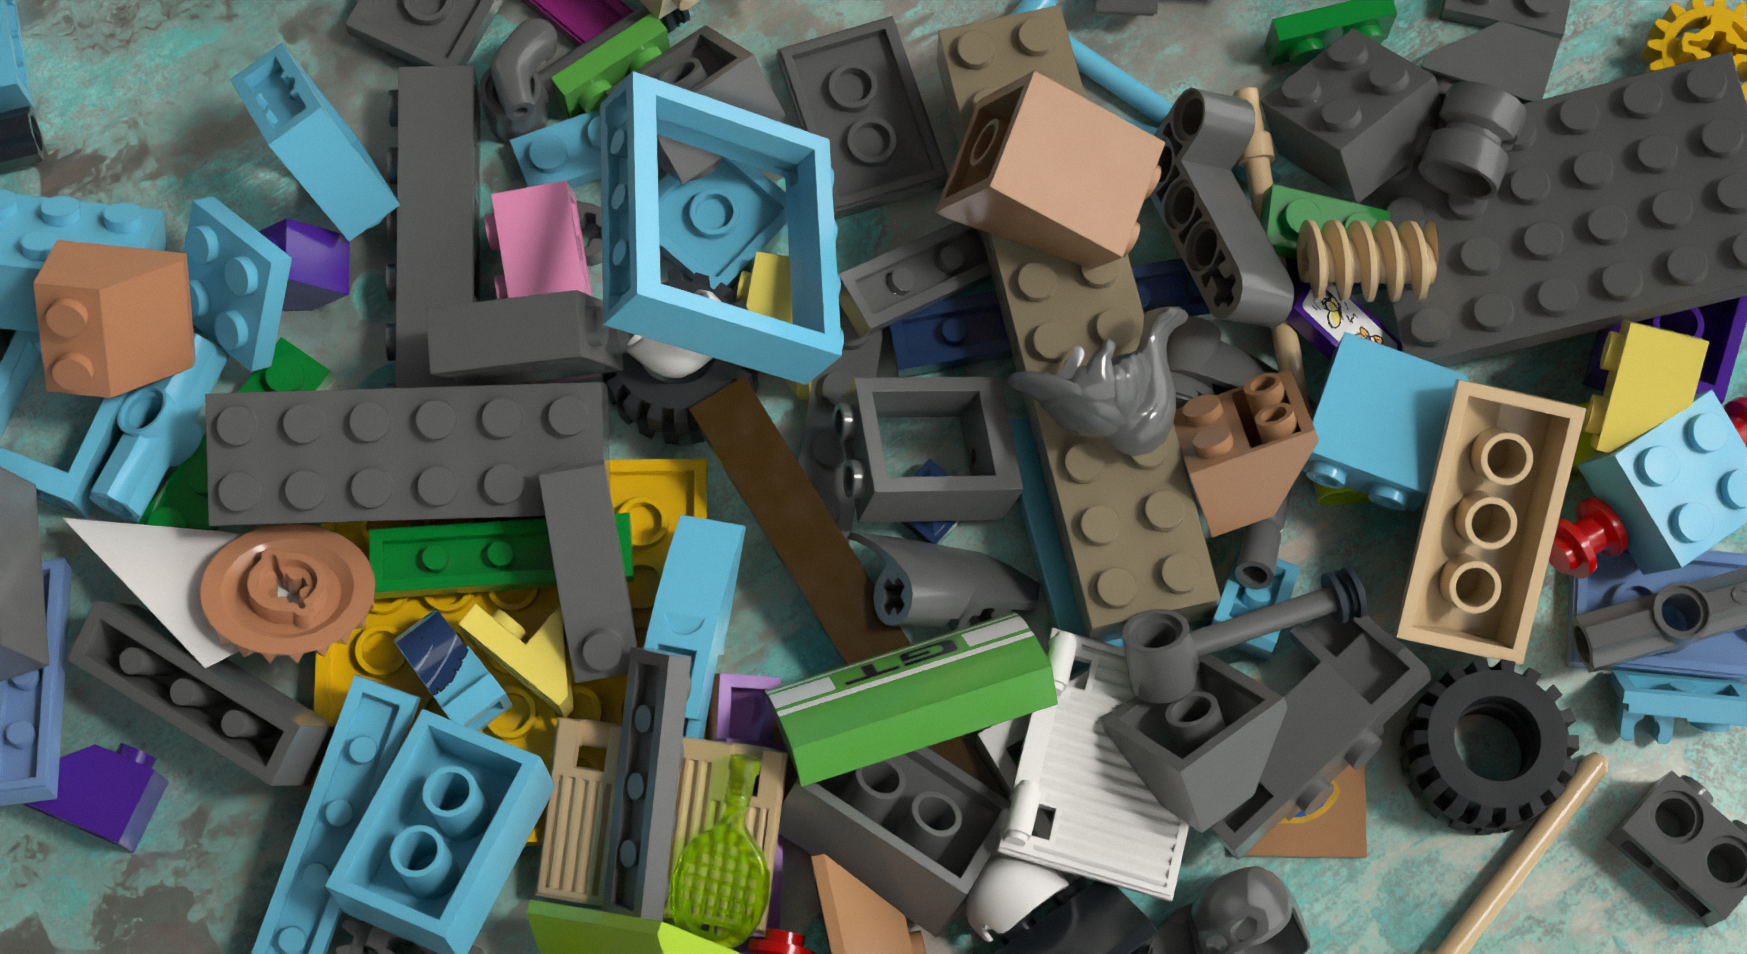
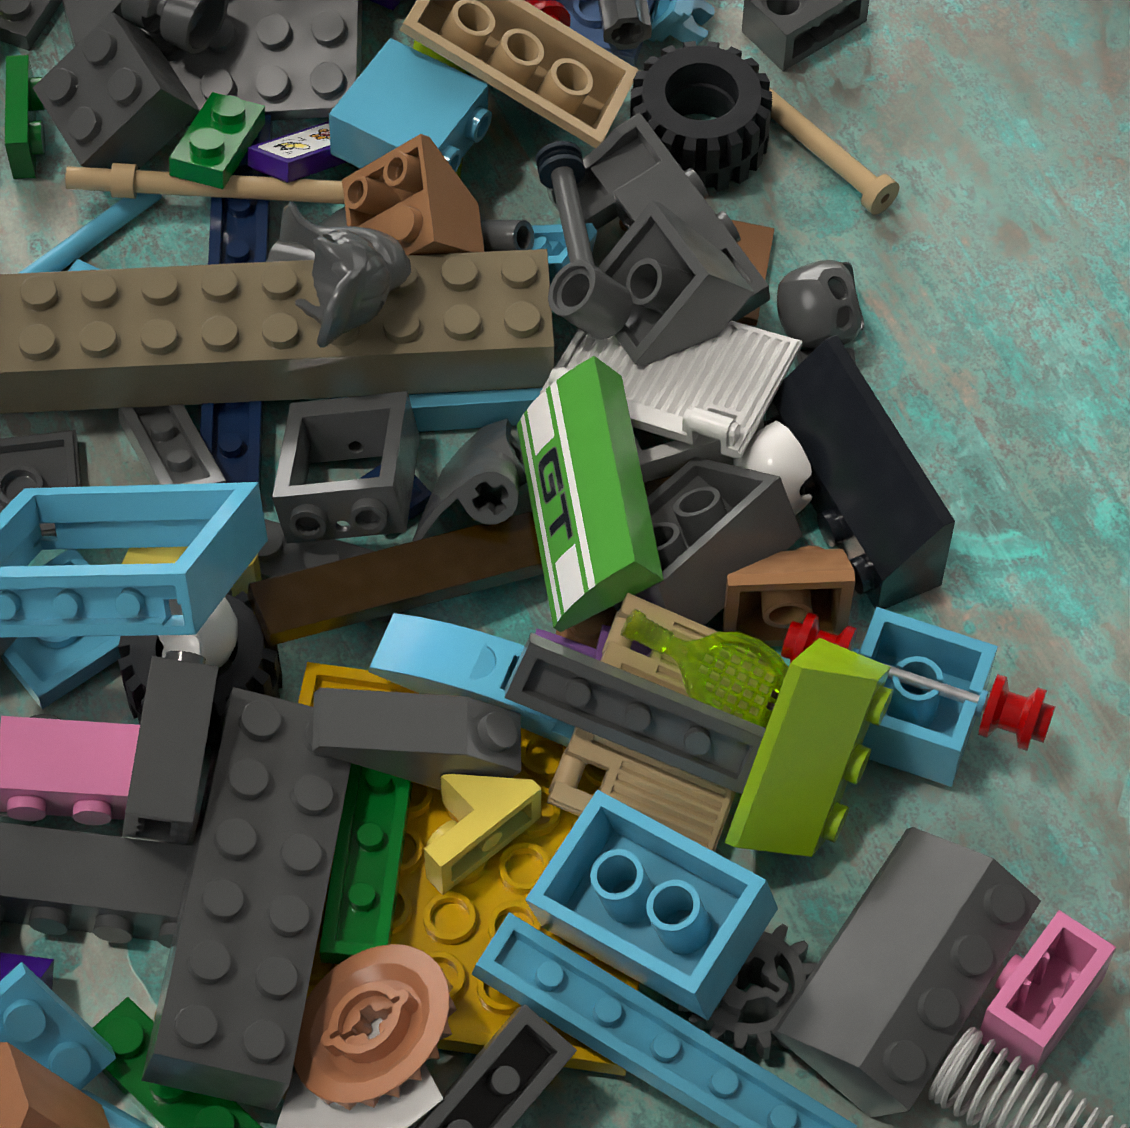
camera: 80 degrees left, 15 degrees down
(452, 673) = (478, 899): leg -> none
(1052, 173) = (125, 288): slope -> none
(1211, 215) = (189, 202): dark grey beam -> none
(1368, 257) = (263, 95): tan piece -> none

